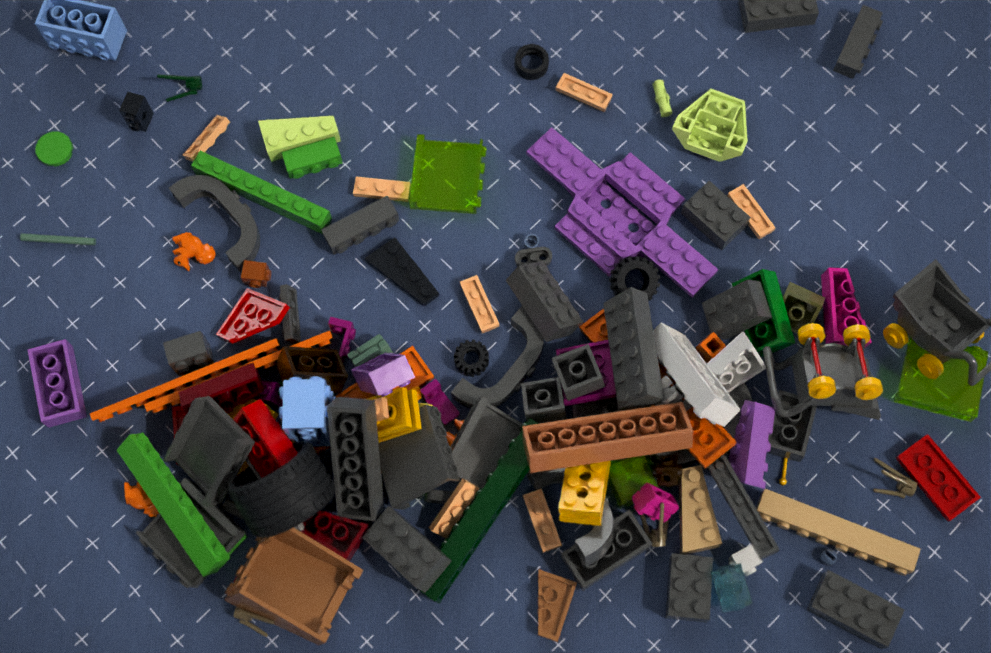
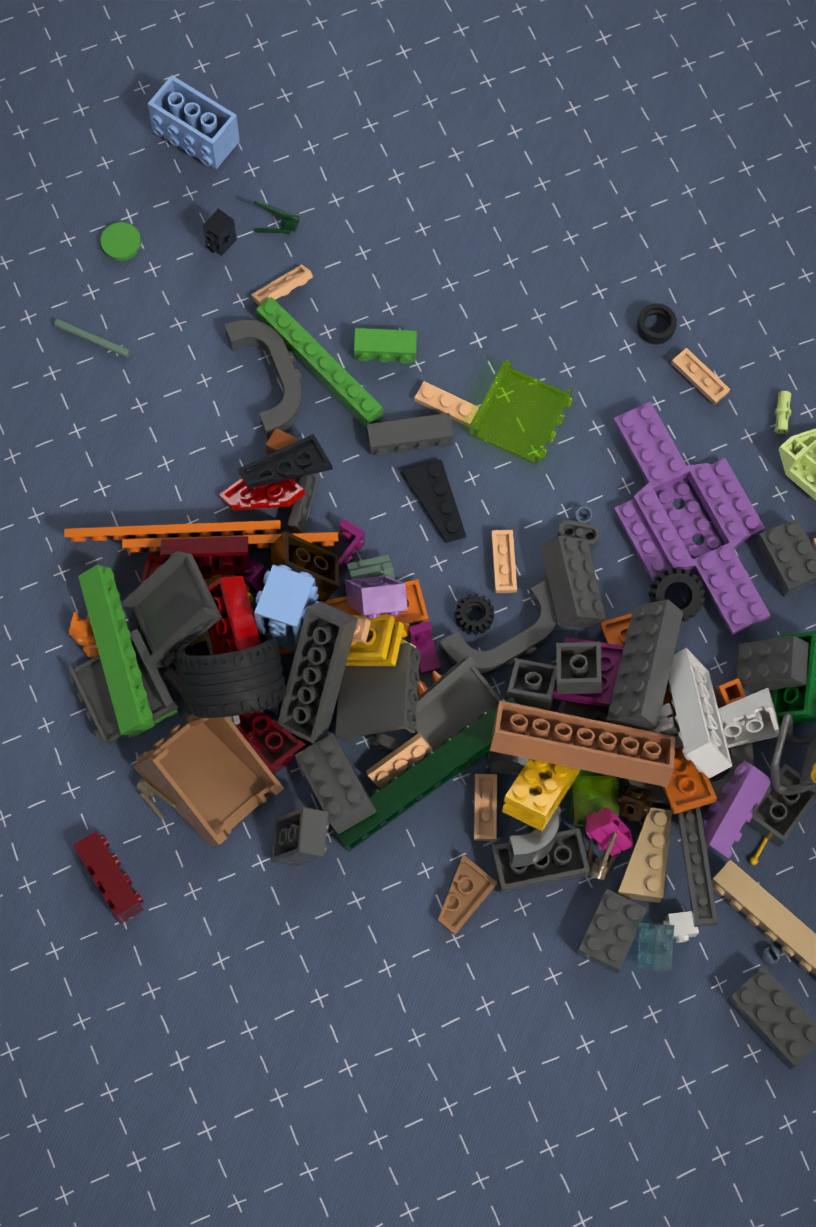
camera: 15 degrees right, 0 degrees up
(57, 383) = (41, 486): medium lavender brick -> none
(188, 353) = (185, 503): dark grey brick -> none
(189, 247) = (227, 395): orange animal -> none
(265, 286) = (290, 462): none -> black wing
(291, 133) = (376, 312): yellowish green wedge -> none
(393, 608) = (300, 837): none -> dark grey brick

